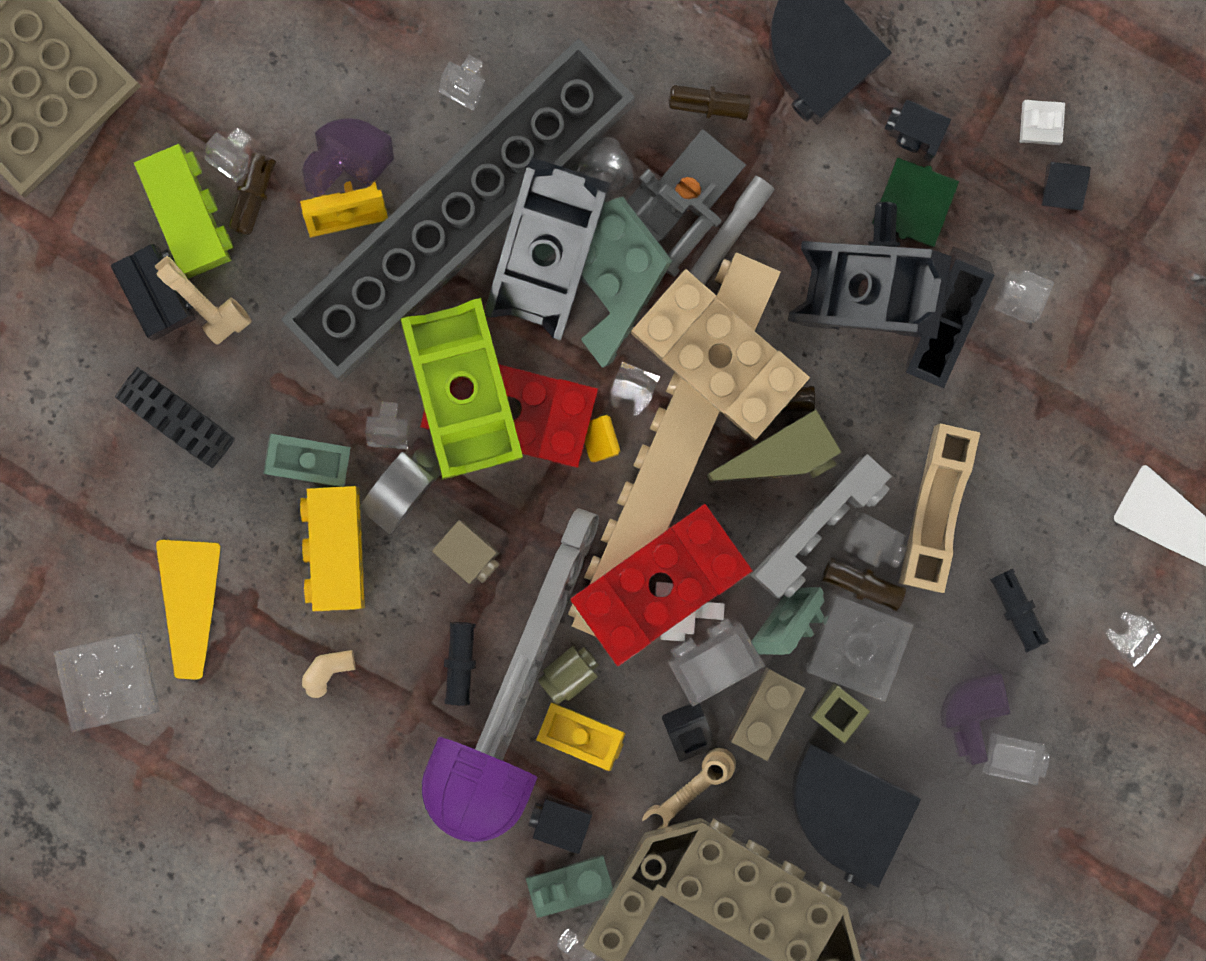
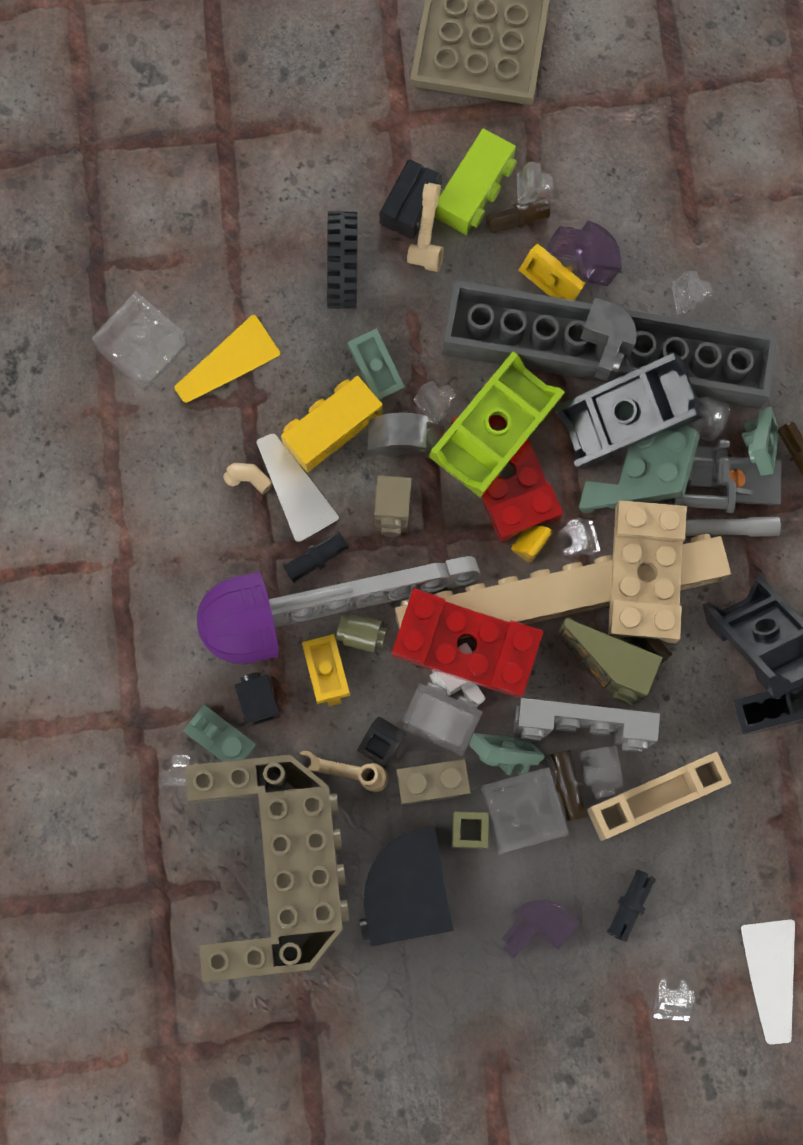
camera: 50 degrees right, 10 degrees down
(383, 634) = (299, 497): none -> white sticker
(457, 201) = (613, 329): none -> flat silver brick
(672, 132) = (762, 440): none -> sand green plate
(1016, 759) = (529, 980): clear brick -> none

